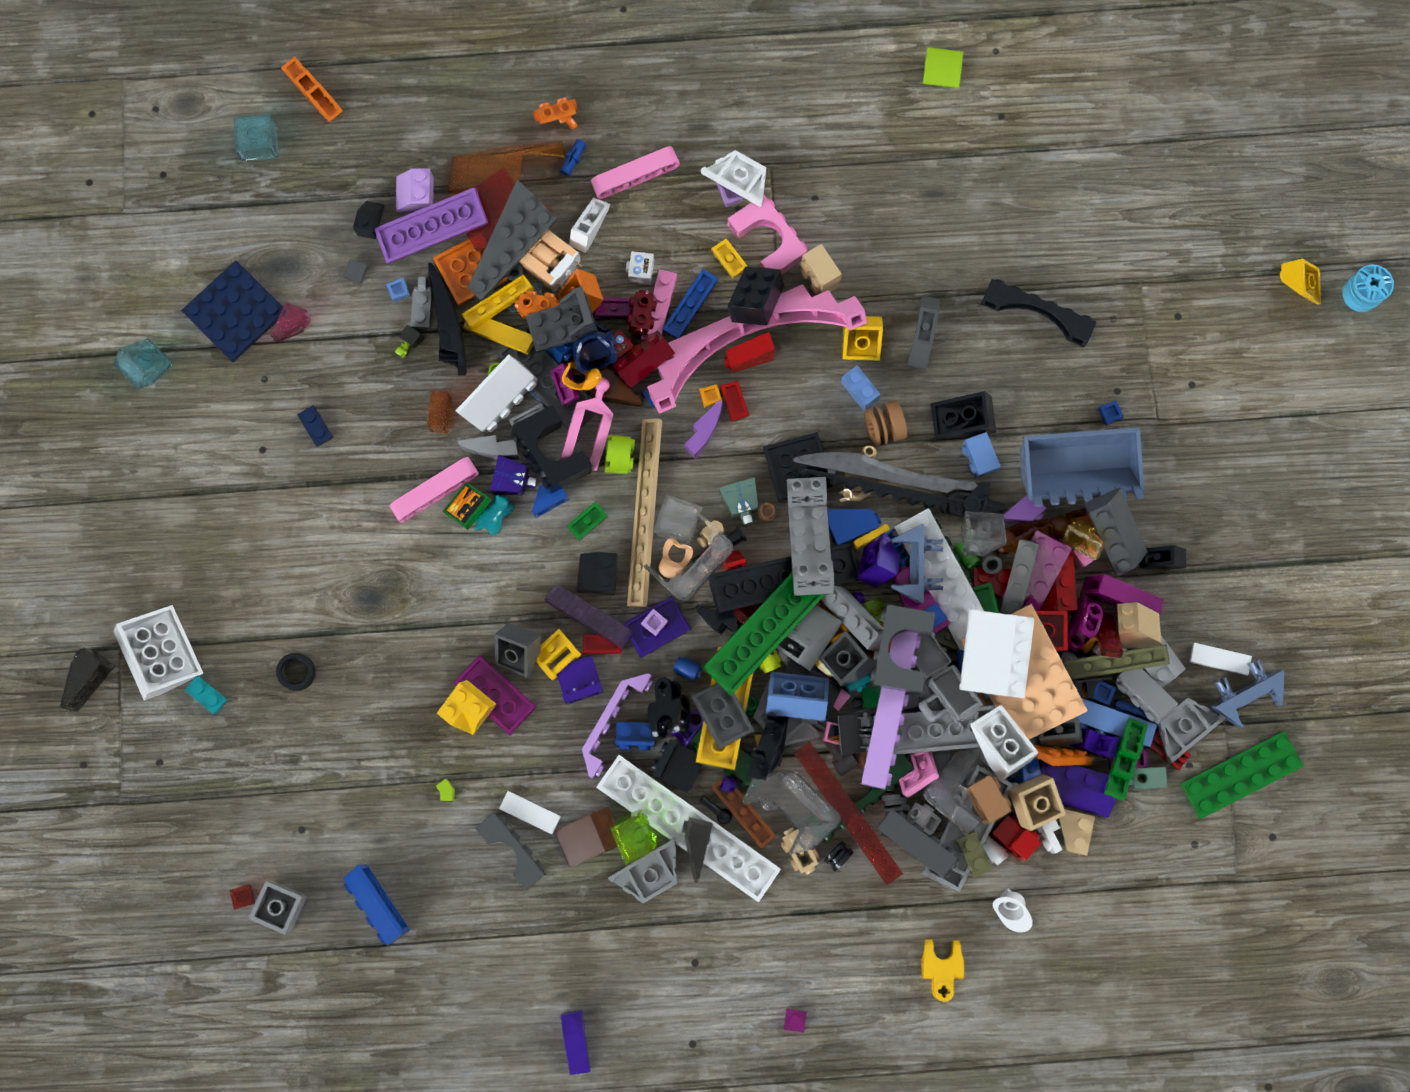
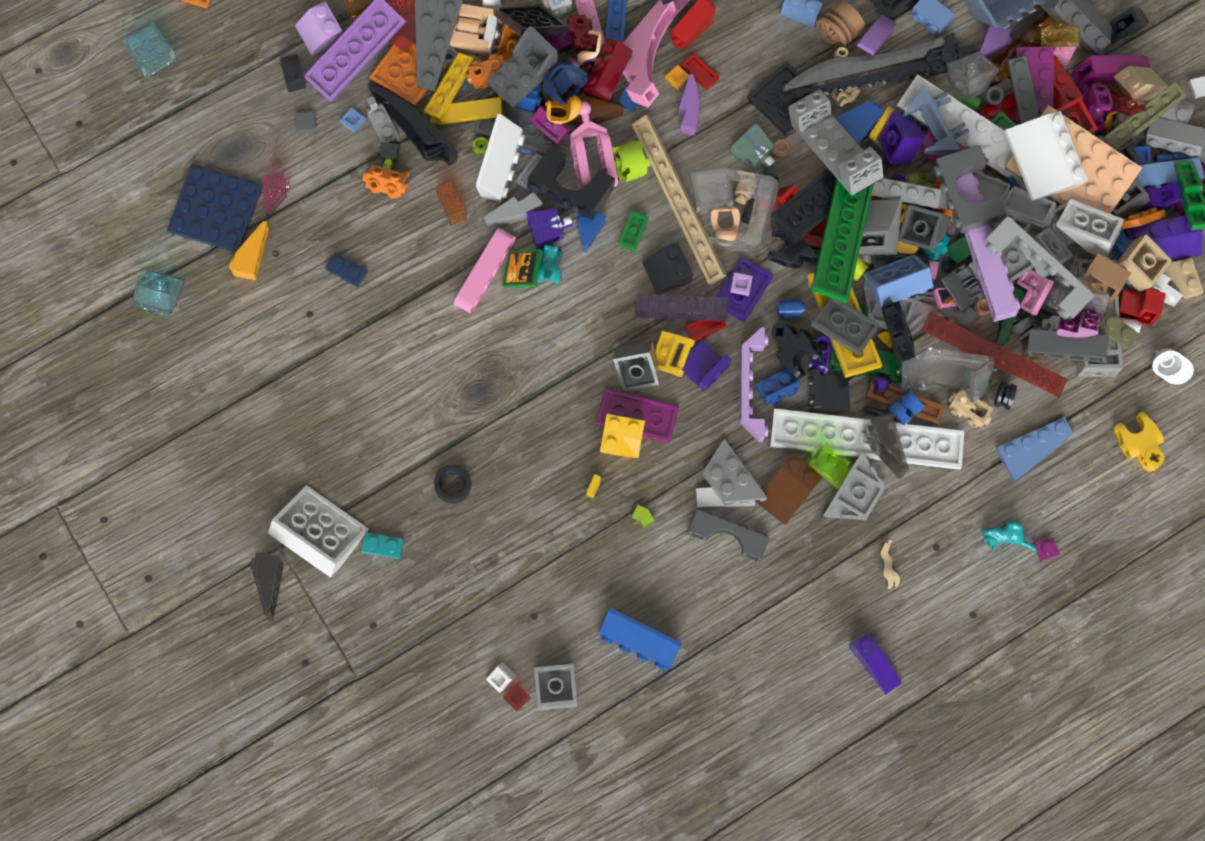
camera: 35 degrees left, 5 degrees down
(238, 370) = (249, 255): none -> light orange slope
(241, 870) = (501, 677): none -> white slope
(393, 362) = (386, 181): none -> orange brick
(417, 740) = (594, 485): none -> yellow tile
(543, 798) = (731, 478): none -> light grey wing
(600, 277) = (522, 17): none -> black plate
(631, 337) = (586, 56): none -> light nougat piece
(636, 964) = (888, 573): none -> tan hair
(736, 820) = (906, 407): none -> blue wheel
(768, 988) = (1011, 533): none -> teal animal
(835, 918) = (1031, 448): none -> medium blue wing
(914, 450) = (877, 35): none -> medium lavender slope
(937, 830) = (1081, 325): none -> magenta slope
(946, 807) = (1079, 294): none -> light grey plate
(948, 744) = (1053, 245): none -> light grey slope

